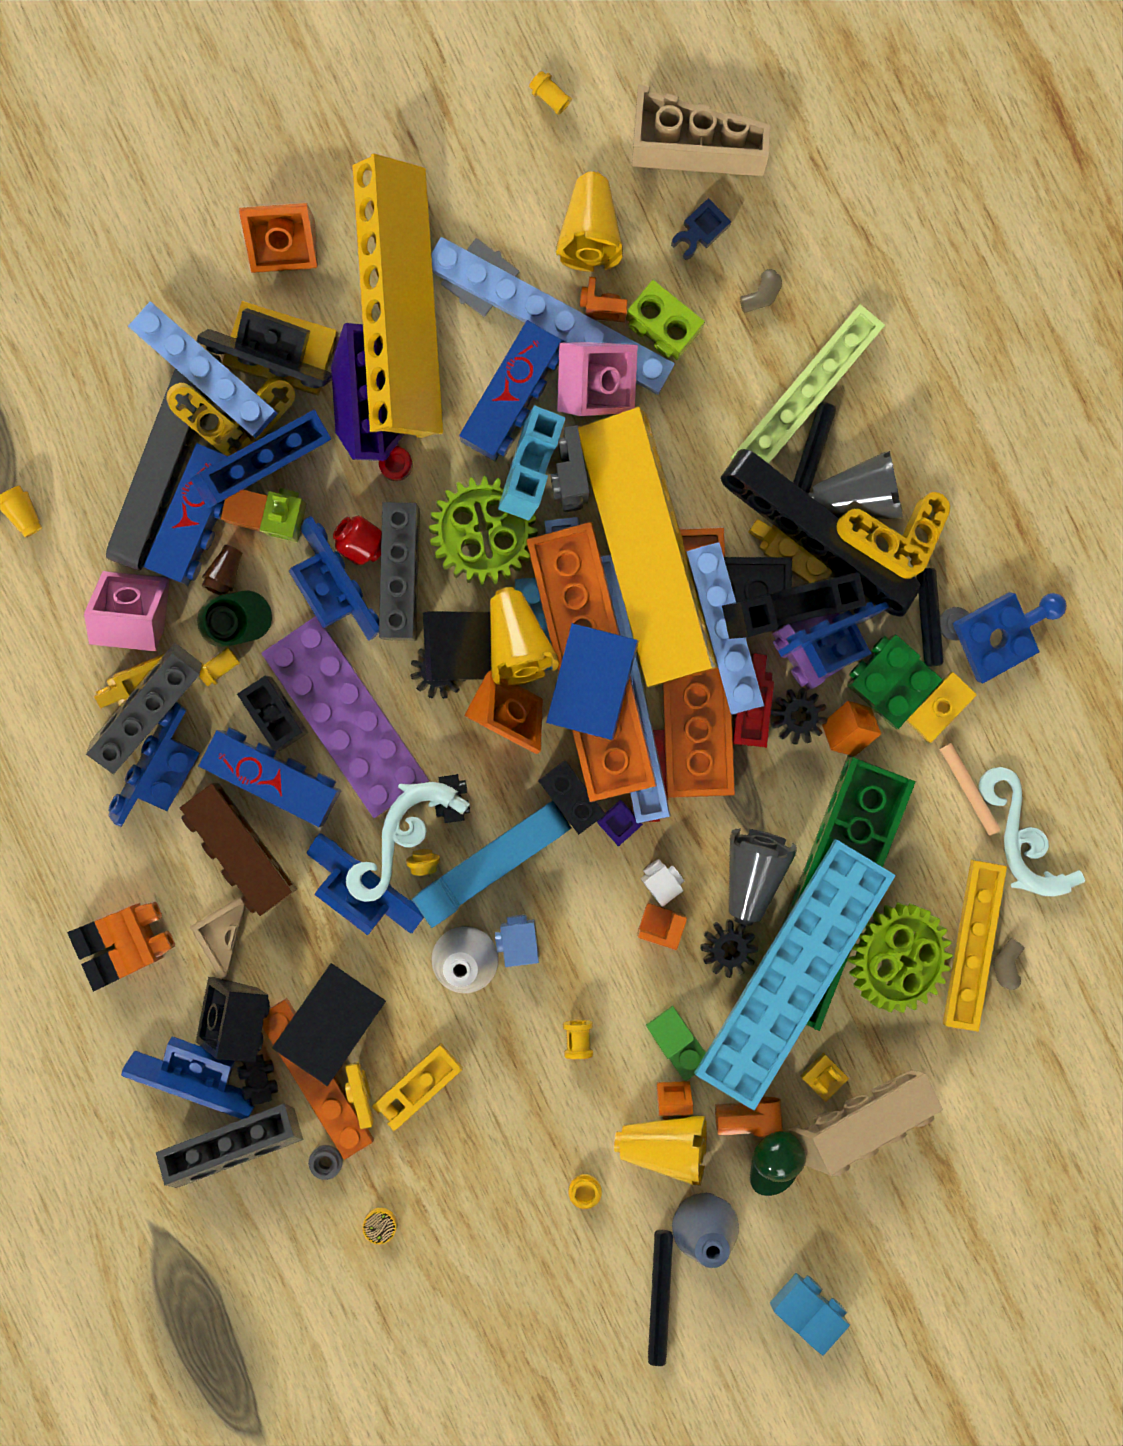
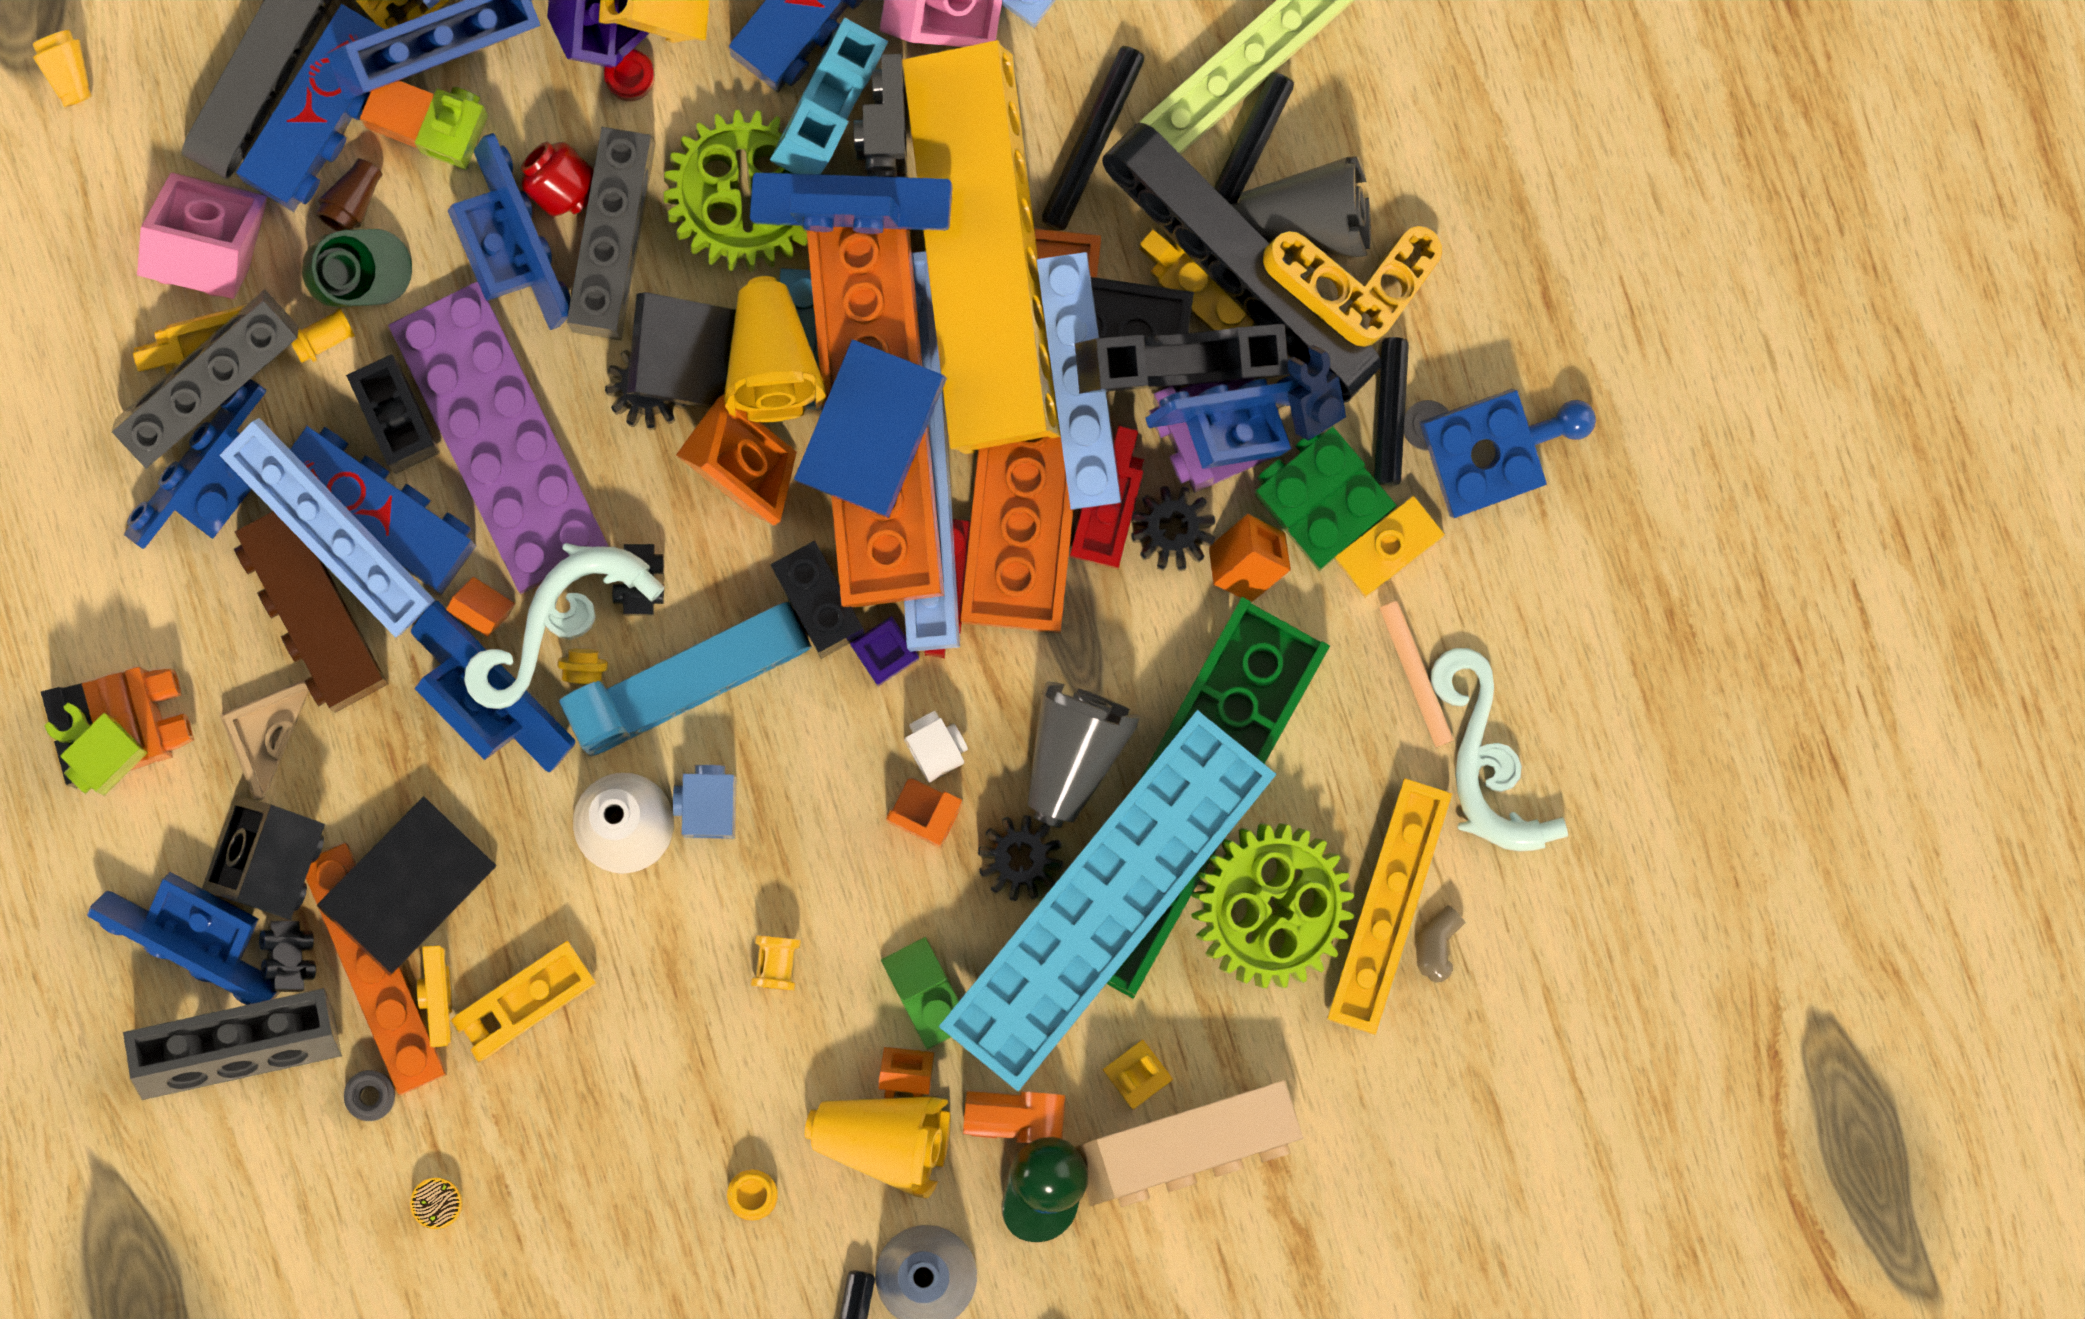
camera: 10 degrees right, 5 degrees down
(110, 970) = (99, 753): none -> lime brick
(239, 797) = (327, 527): none -> light blue plate
(350, 832) = (480, 606): none -> orange tile
(557, 529) = (851, 201): none -> blue bracket
(708, 462) = (1093, 138): none -> black axle
(885, 617) = (1318, 398): none -> dark blue plate

